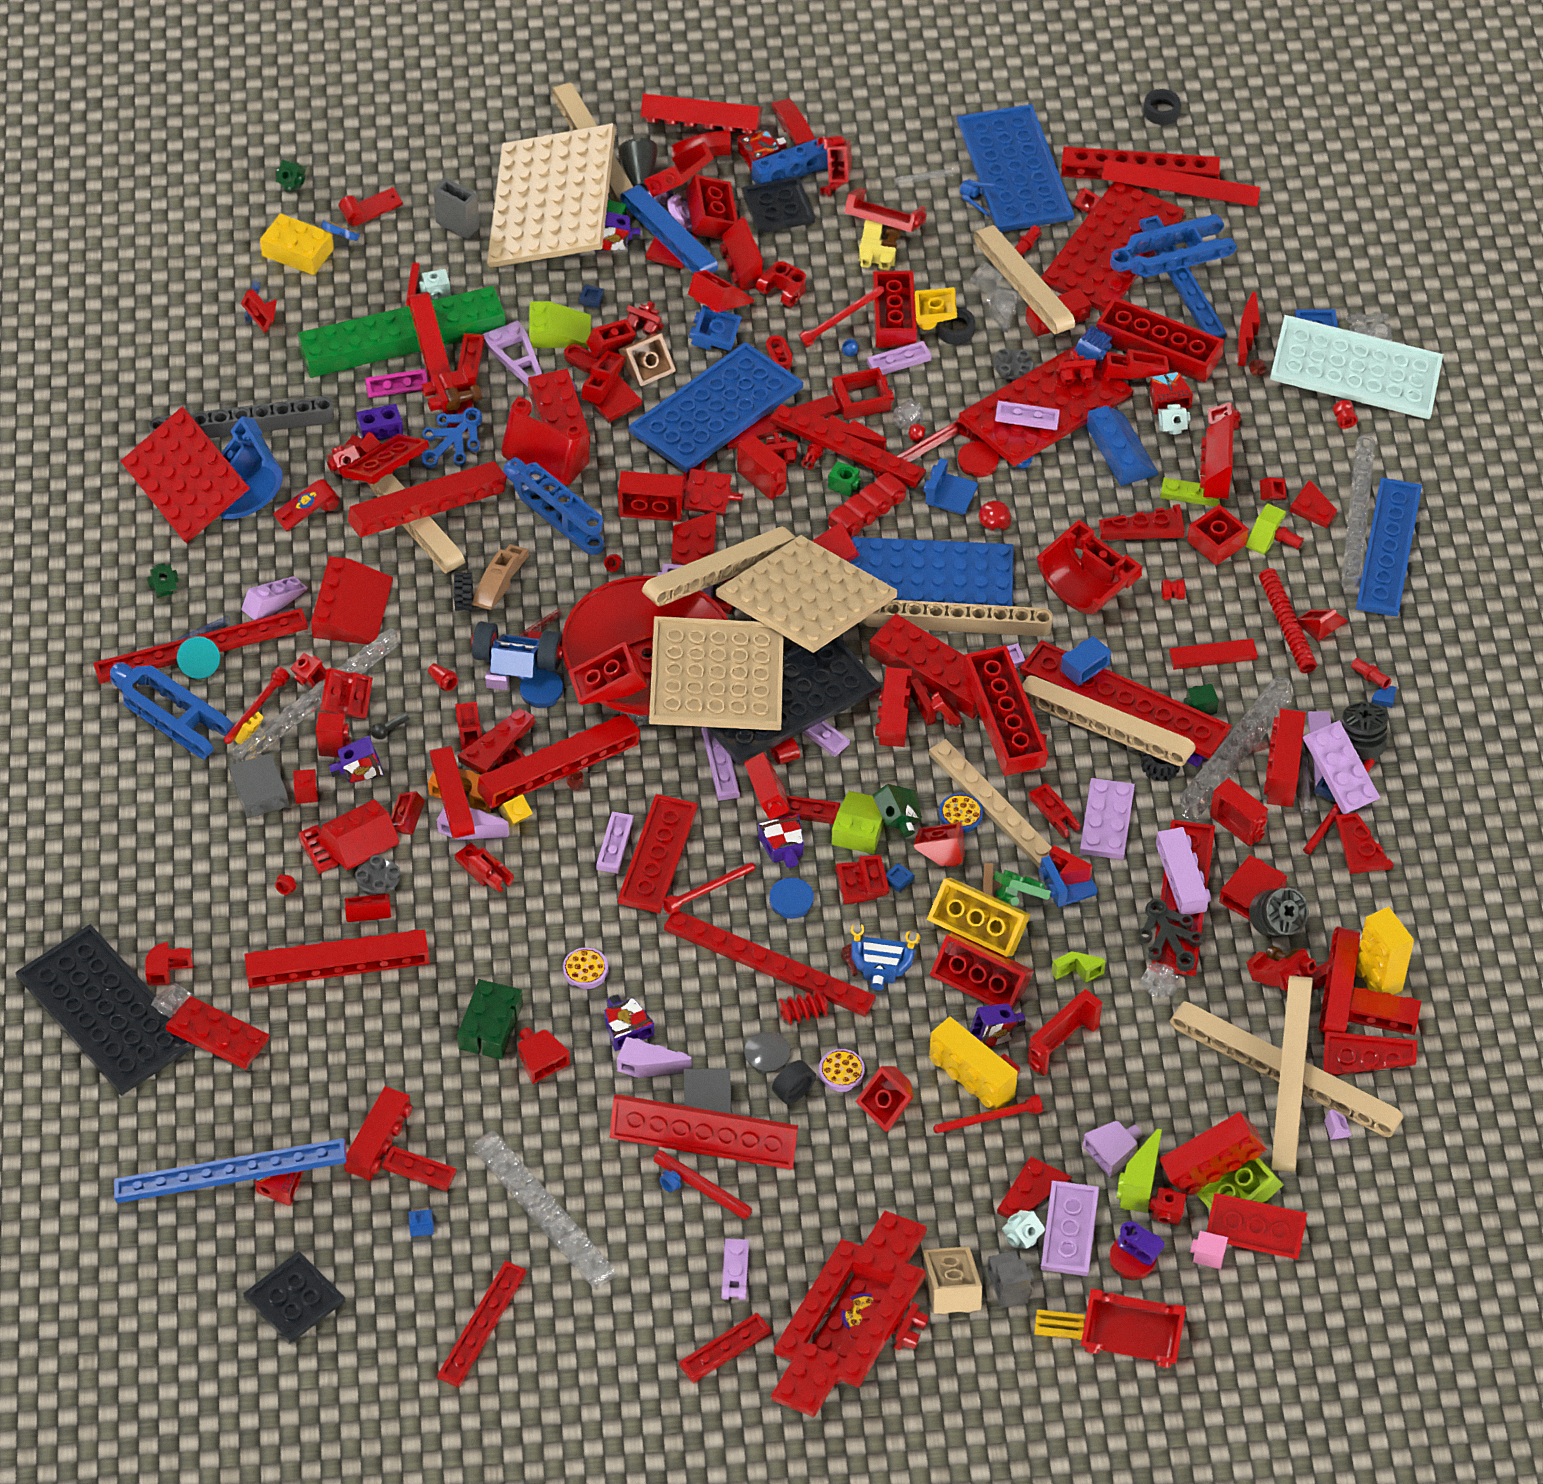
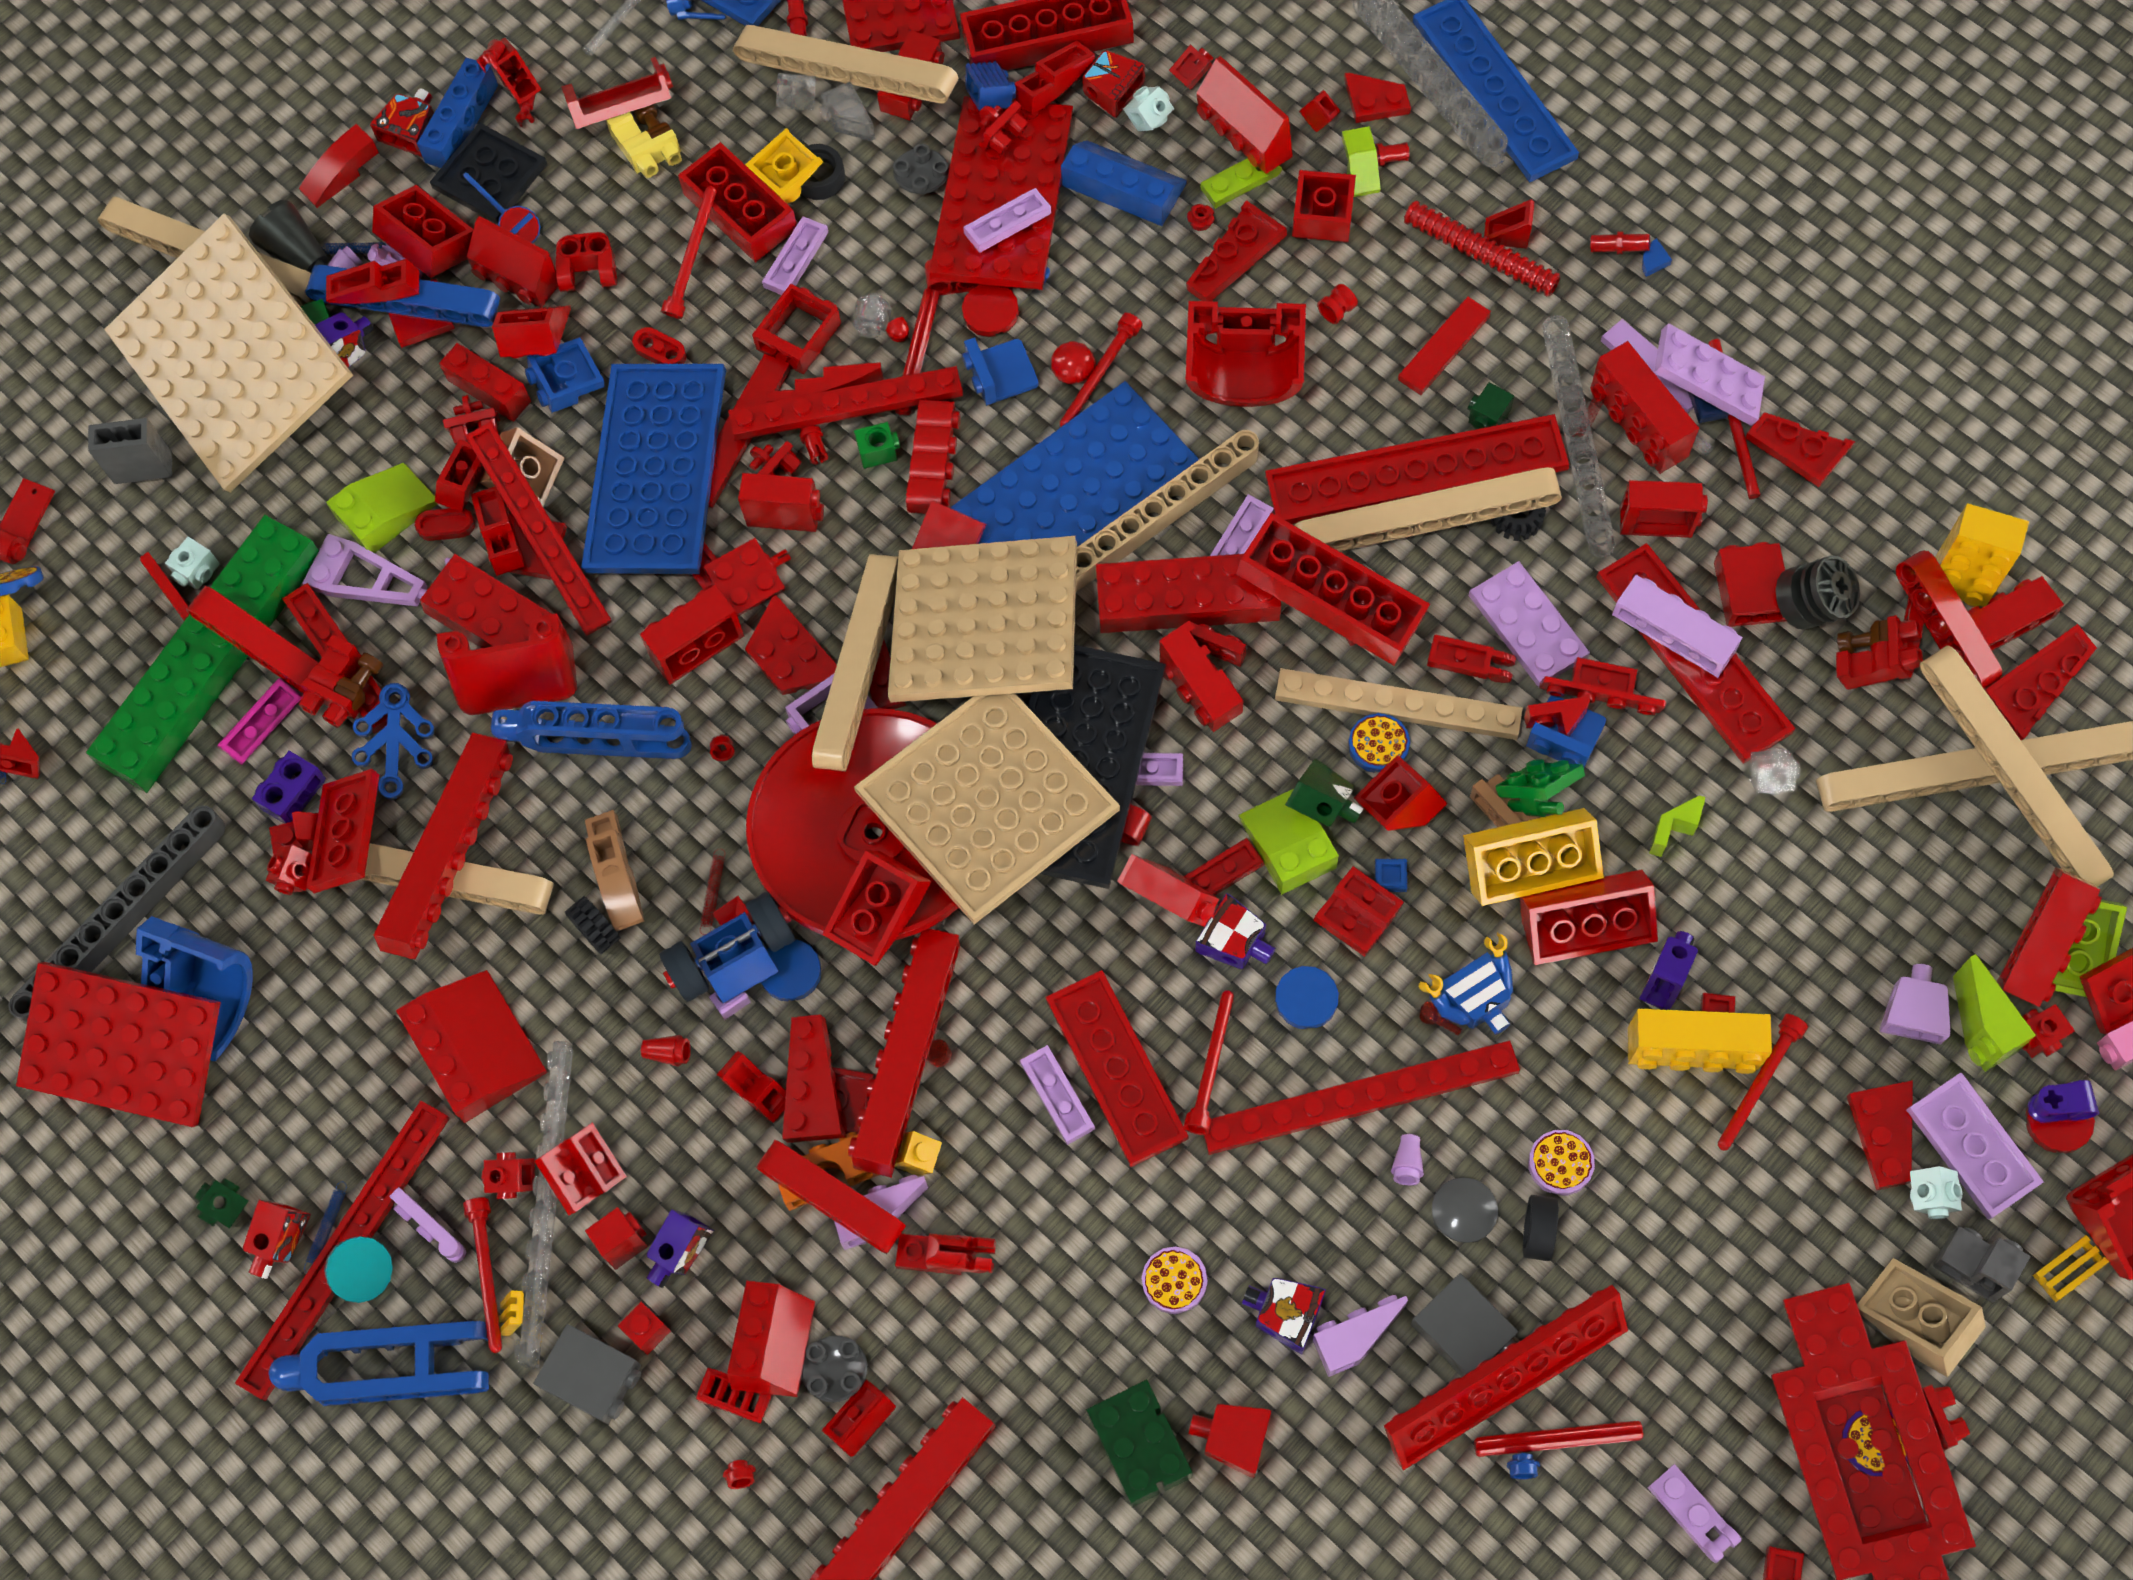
camera: 35 degrees left, 15 degrees up
(174, 612) = (273, 1235): none -> red torso
(249, 666) = (428, 1226): none -> lavender plate
(271, 597) = (371, 1114): lavender slope -> none
(315, 496) = (298, 959): red door -> none
(380, 730) = (657, 1177): pearl dark grey bar -> none
(407, 812) = (787, 1257): red slope -> none
(591, 296) = (384, 439): dark blue plate -> none
(623, 390) = (538, 528): none -> red tile
(657, 212) = (373, 283): none -> red slope
(670, 304) = (485, 382): none -> red brick
(687, 164) = (351, 201): red panel -> none
(701, 112) = (301, 125): red brick -> none
(721, 768) = (1083, 905): lavender tile -> none
(760, 1007) = (1408, 1161): none -> lavender cone
(767, 239) = (515, 219): none -> piece
(792, 121) = (412, 62): red slope -> none
(800, 1007) = (1454, 1123): red piece -> none
(850, 347) = (732, 285): blue hinge -> none
(886, 1096) = (1646, 1154): red slope -> none
(950, 713) = (1255, 634): red plate -> none
(1044, 520) = (1128, 326): none -> red piece
(1082, 1010) = (1742, 875): red panel -> none
(1085, 660) = (1342, 459): blue brick -> none
(1113, 871) = (1603, 683): none -> red bracket
(1145, 495) = (1197, 222): none -> red plate
(1170, 932) = (1730, 707): pearl dark grey plant -> none
(1337, 1125) = (2092, 787): lavender slope -> none
(1366, 728) = (1689, 305): pearl dark grey wheel -> none

